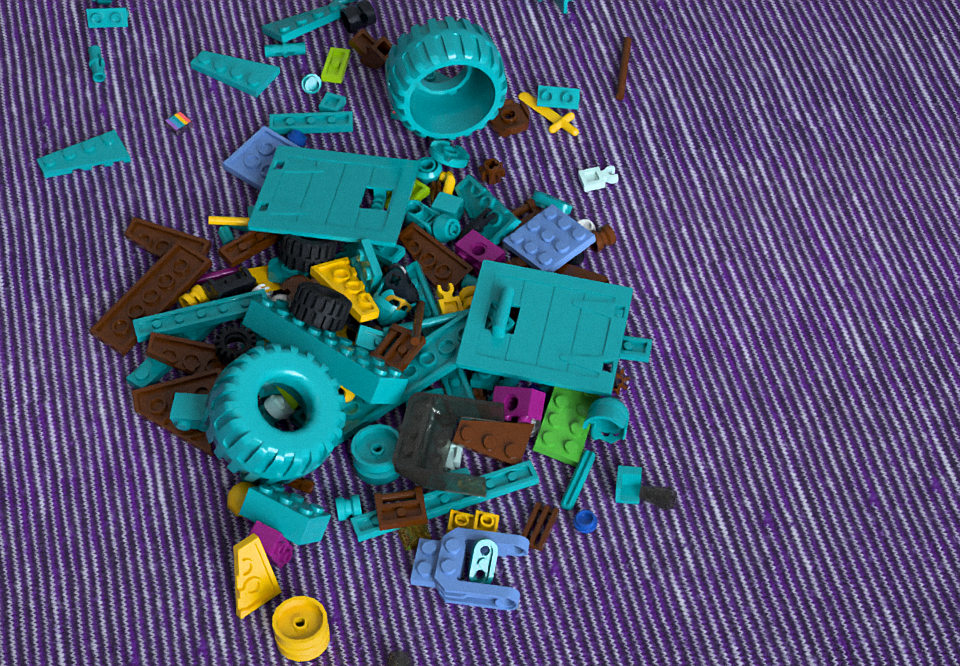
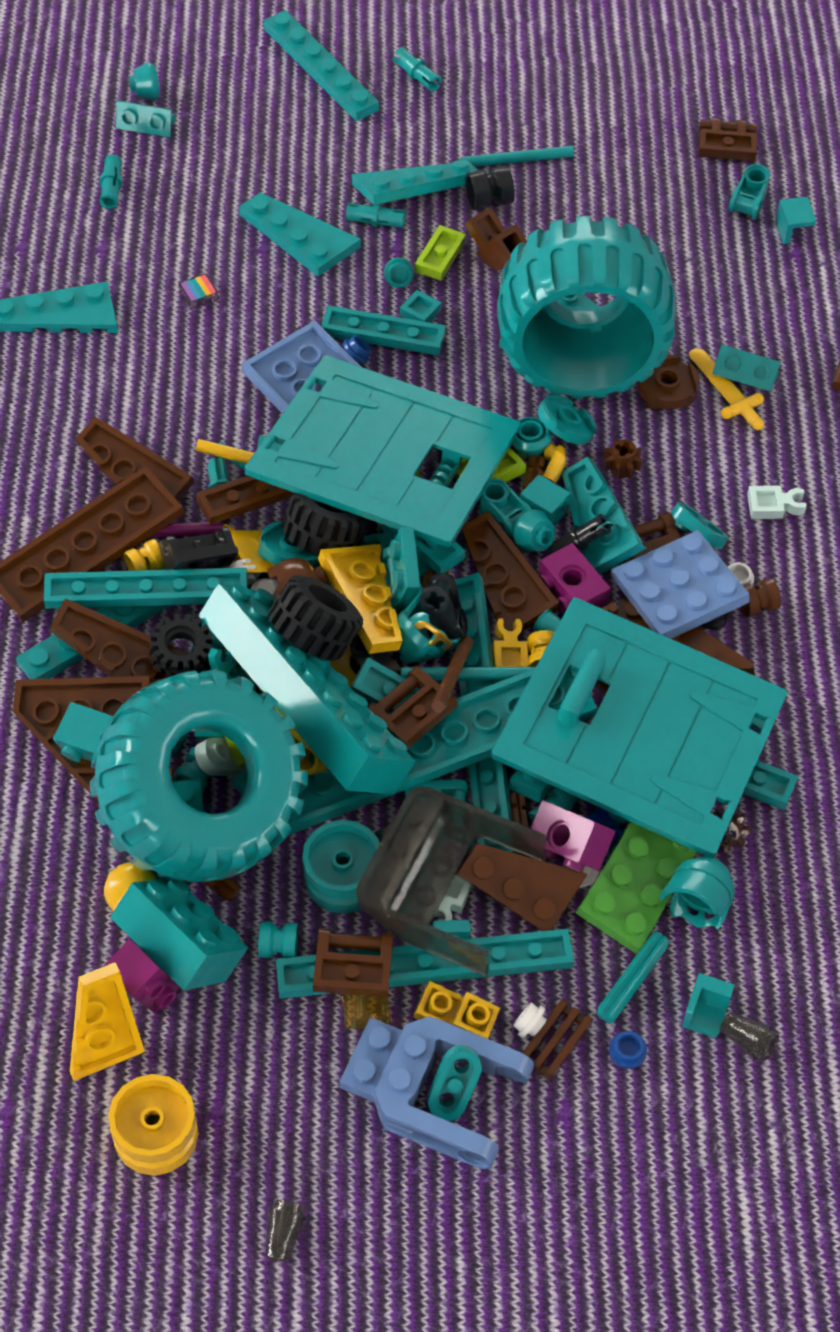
camera: 10 degrees right, 5 degrees up
(520, 518) = (530, 1020): none -> white plate

